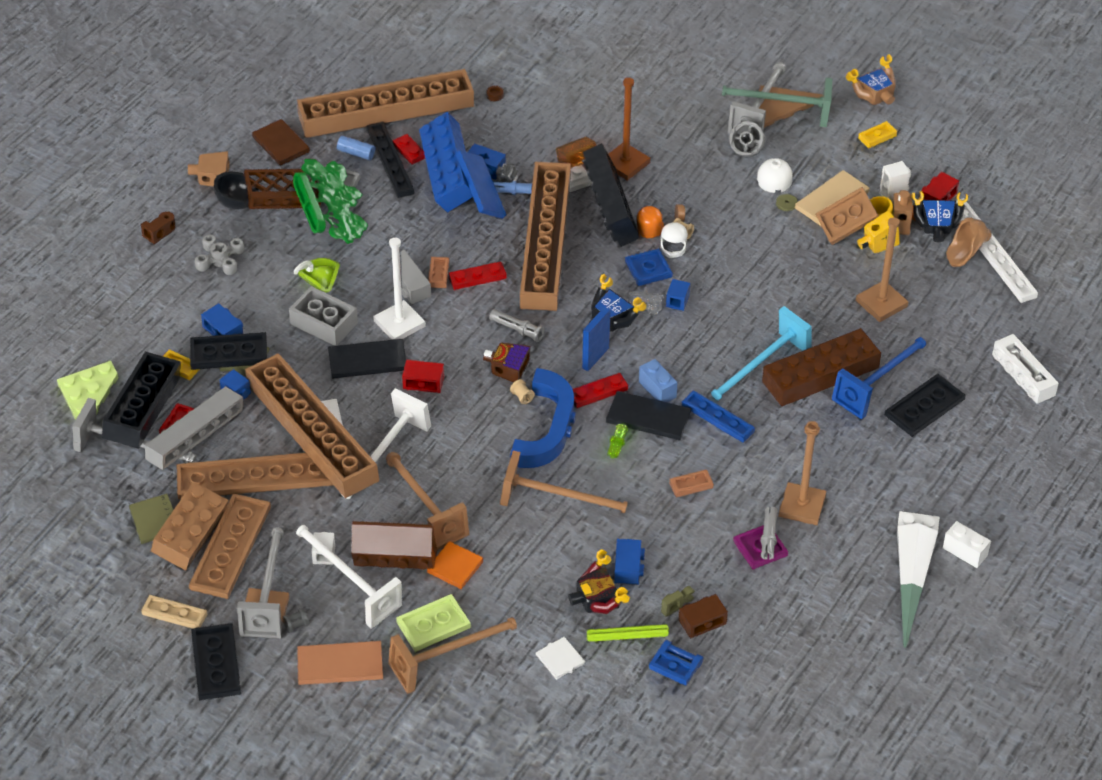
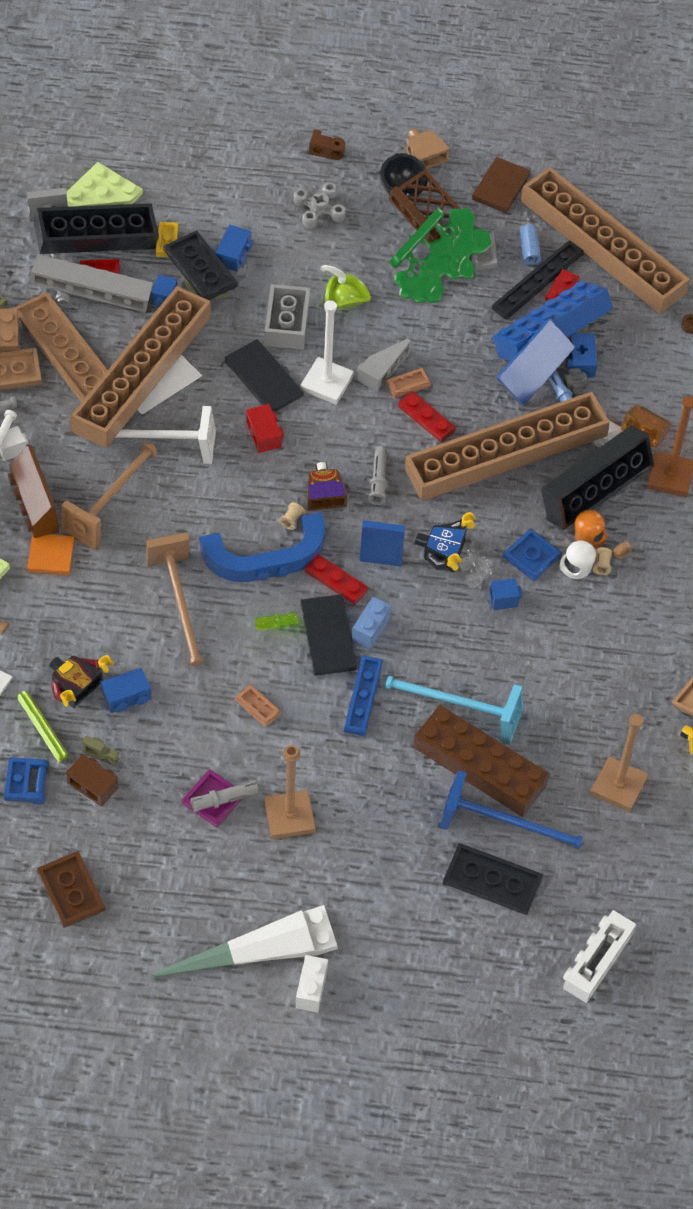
camera: 60 degrees right, 10 degrees up
(799, 669) = (71, 889): none -> reddish brown plate

